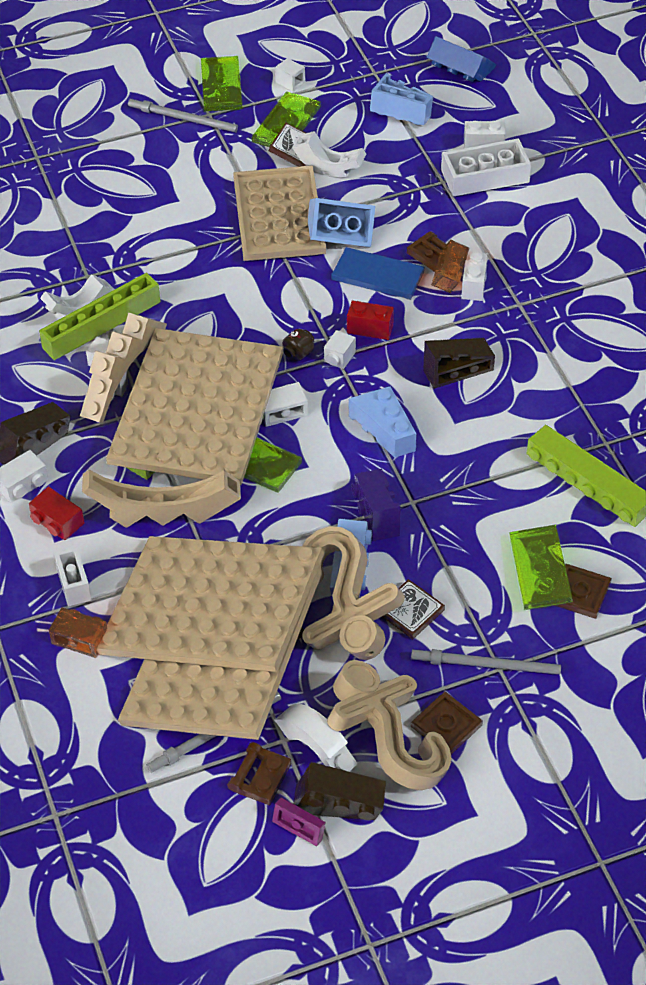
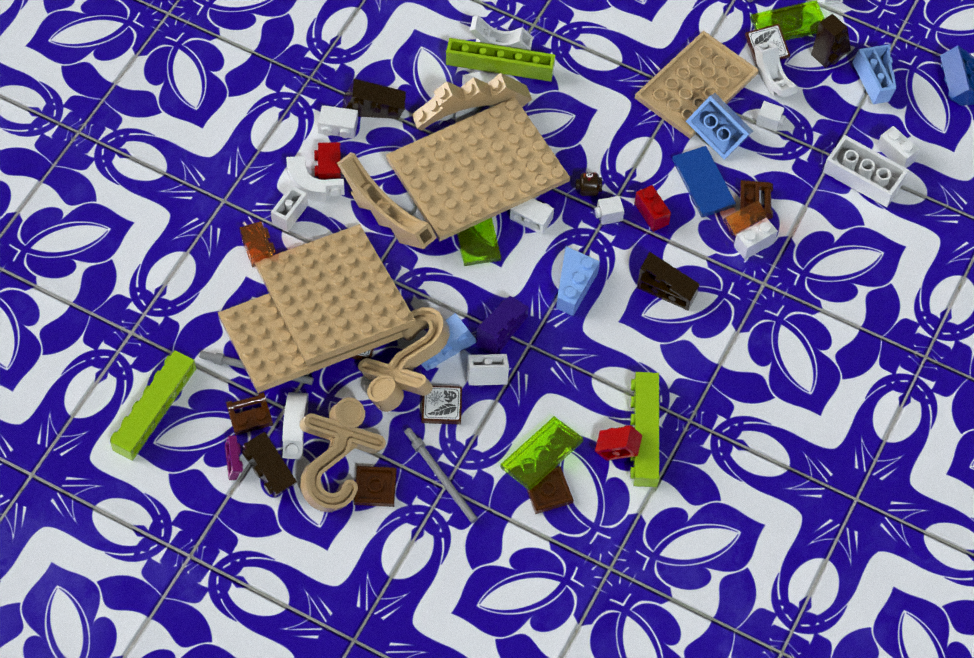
camera: 45 degrees right, 10 degrees up
(41, 545) = (315, 188): none -> white arch
(166, 853) = (153, 405): none -> lime brick
(344, 101) = (831, 41): none -> dark brown wedge
(365, 188) = (770, 116): none -> white brick
(414, 544) = (487, 369): none -> white brick
(590, 500) = (618, 443): none -> red brick

